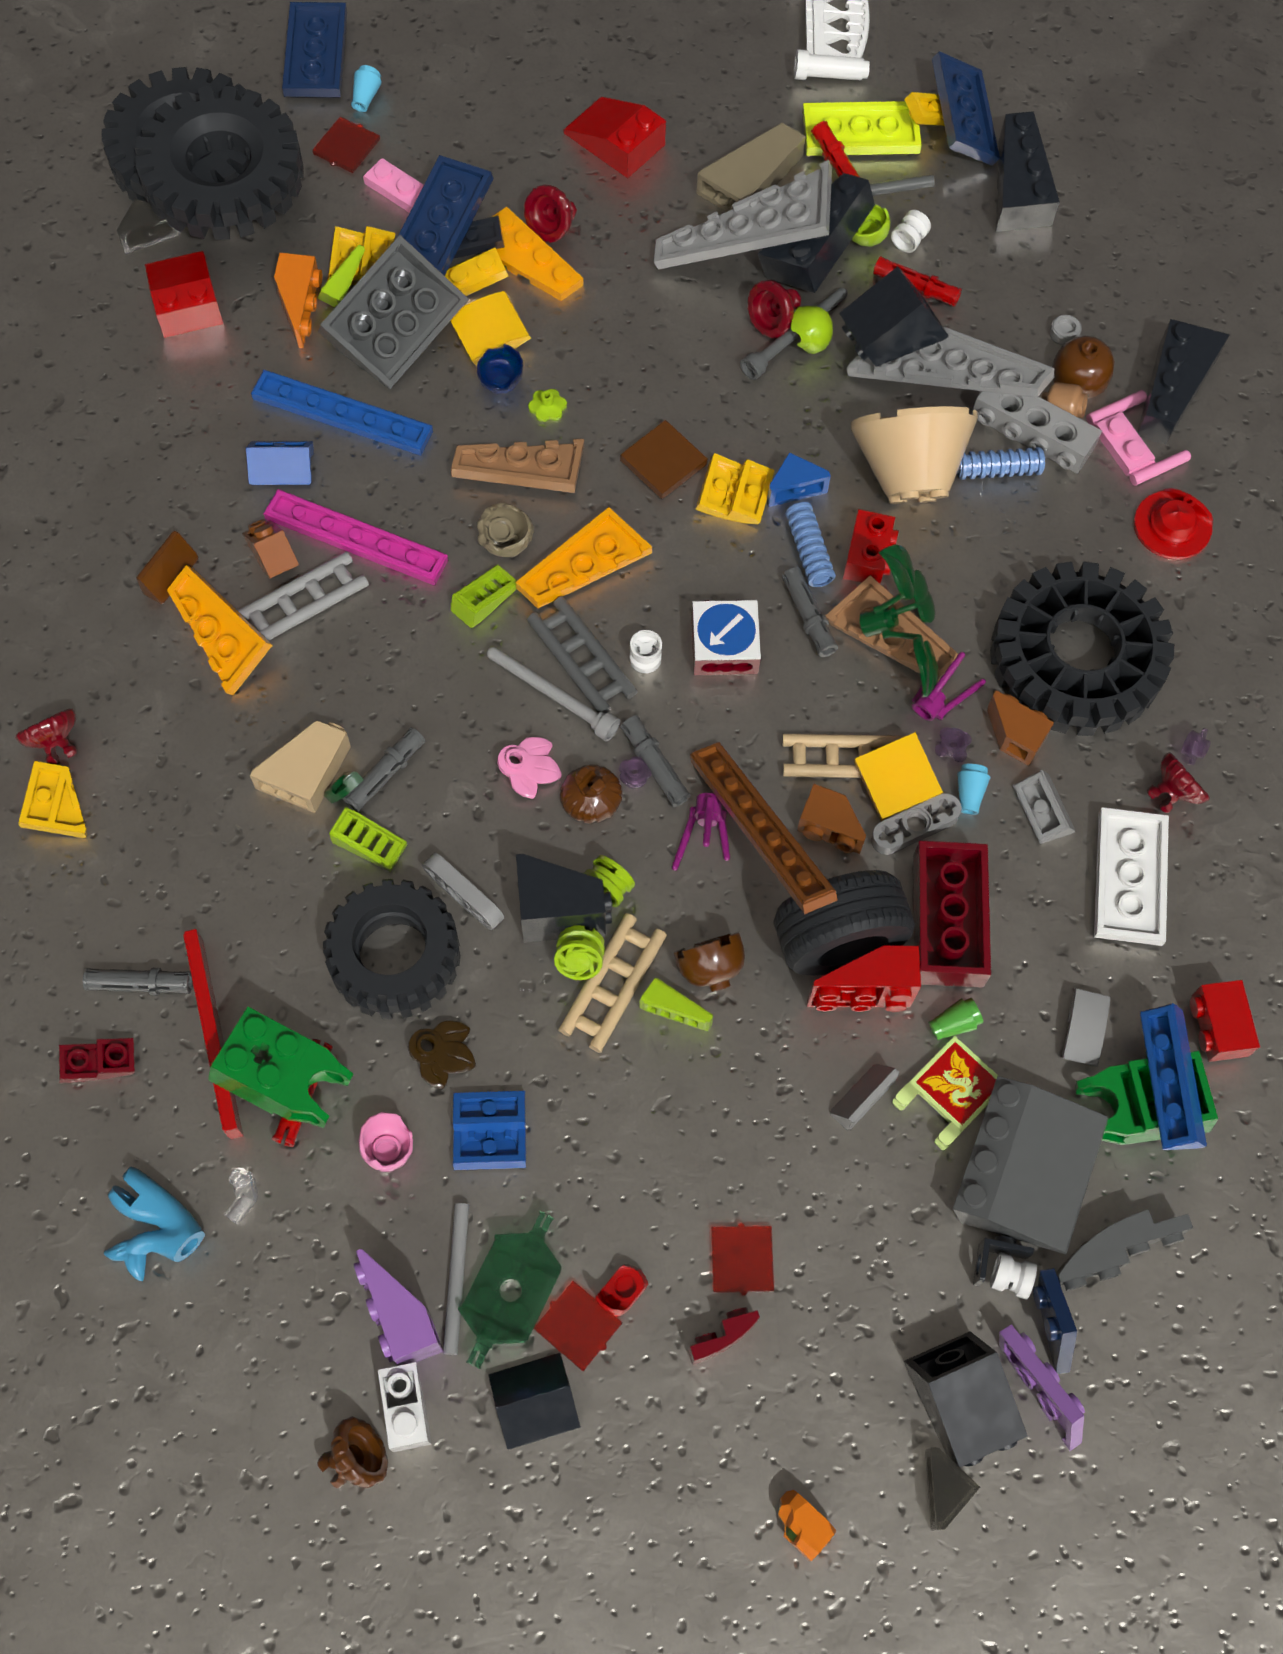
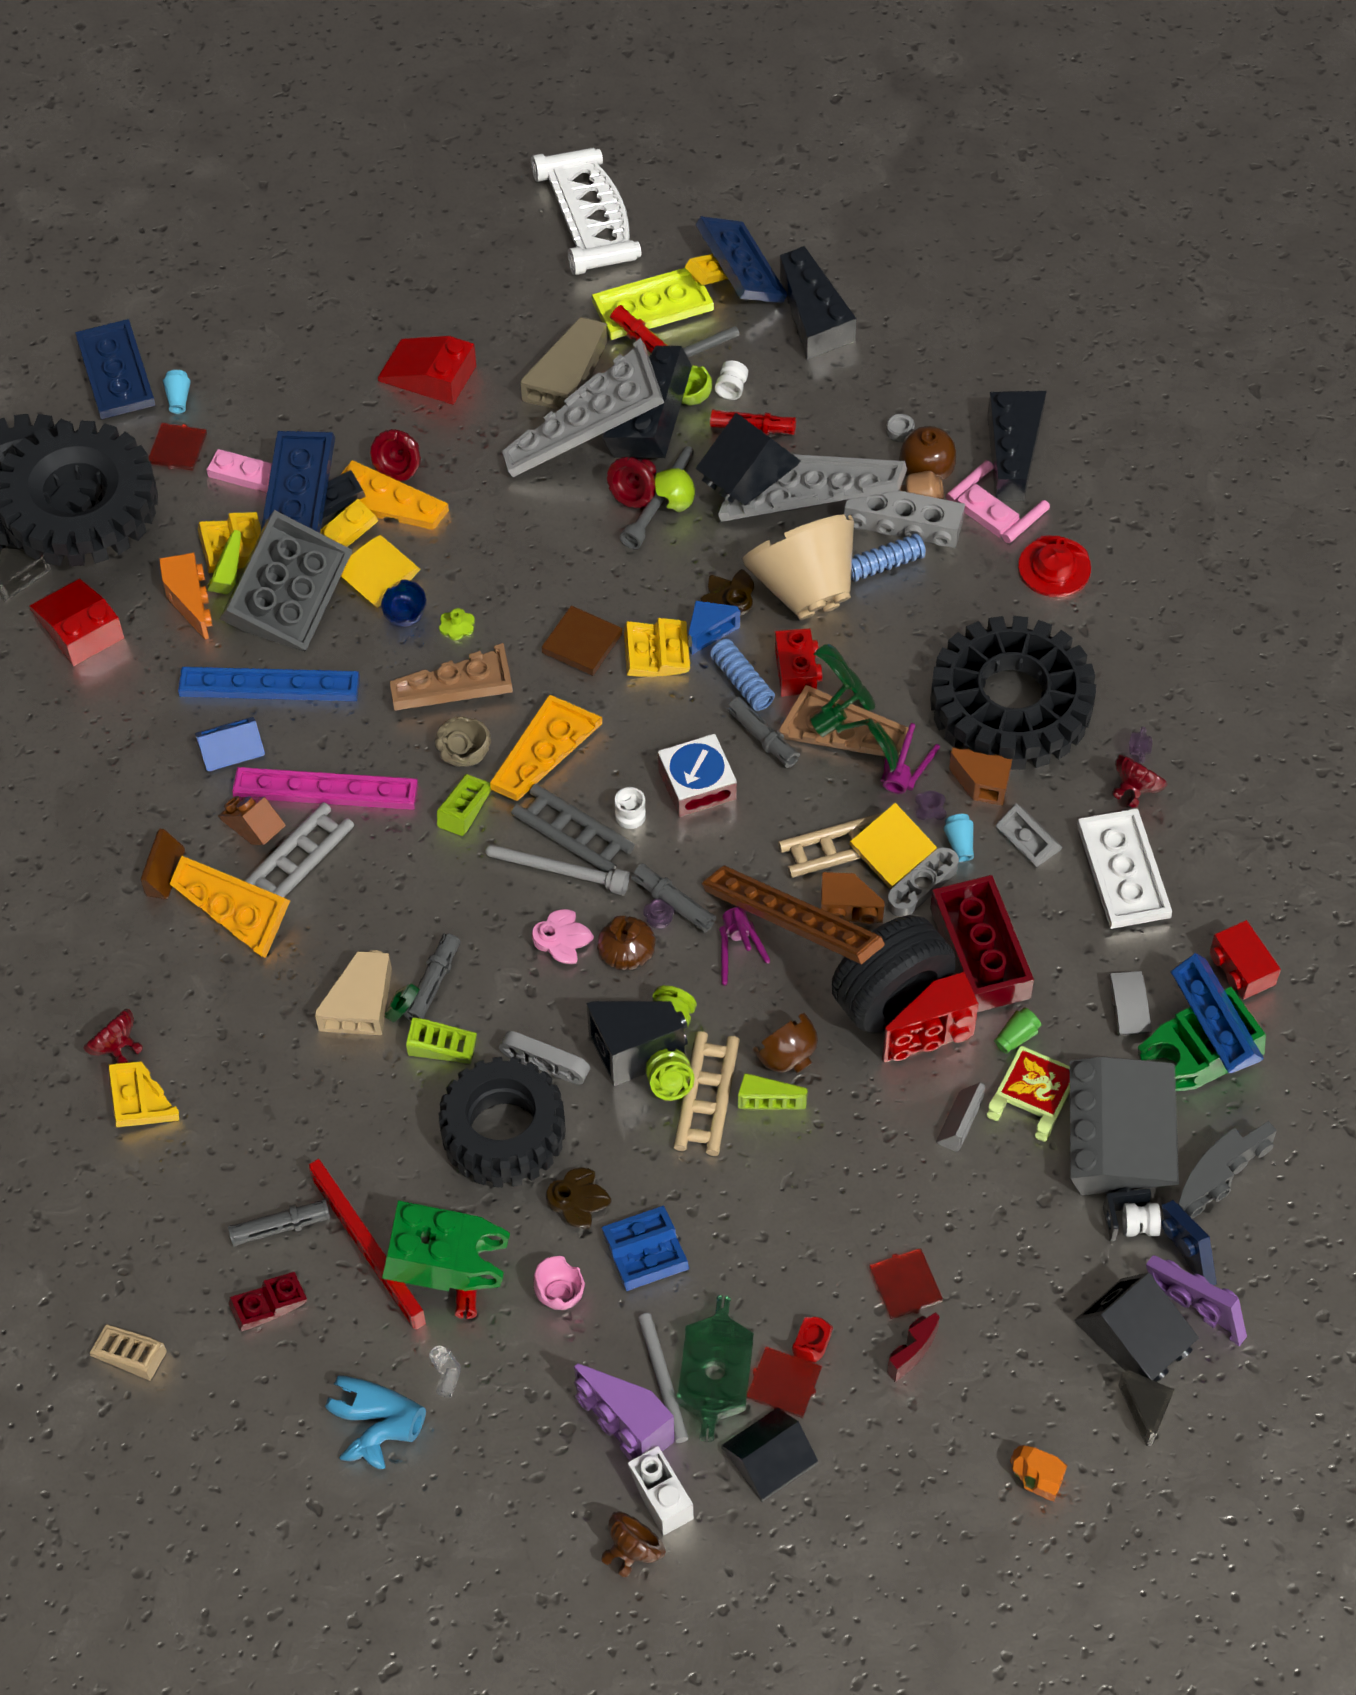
camera: 15 degrees left, 10 degrees down
(828, 452) = (731, 592): none -> dark brown plate

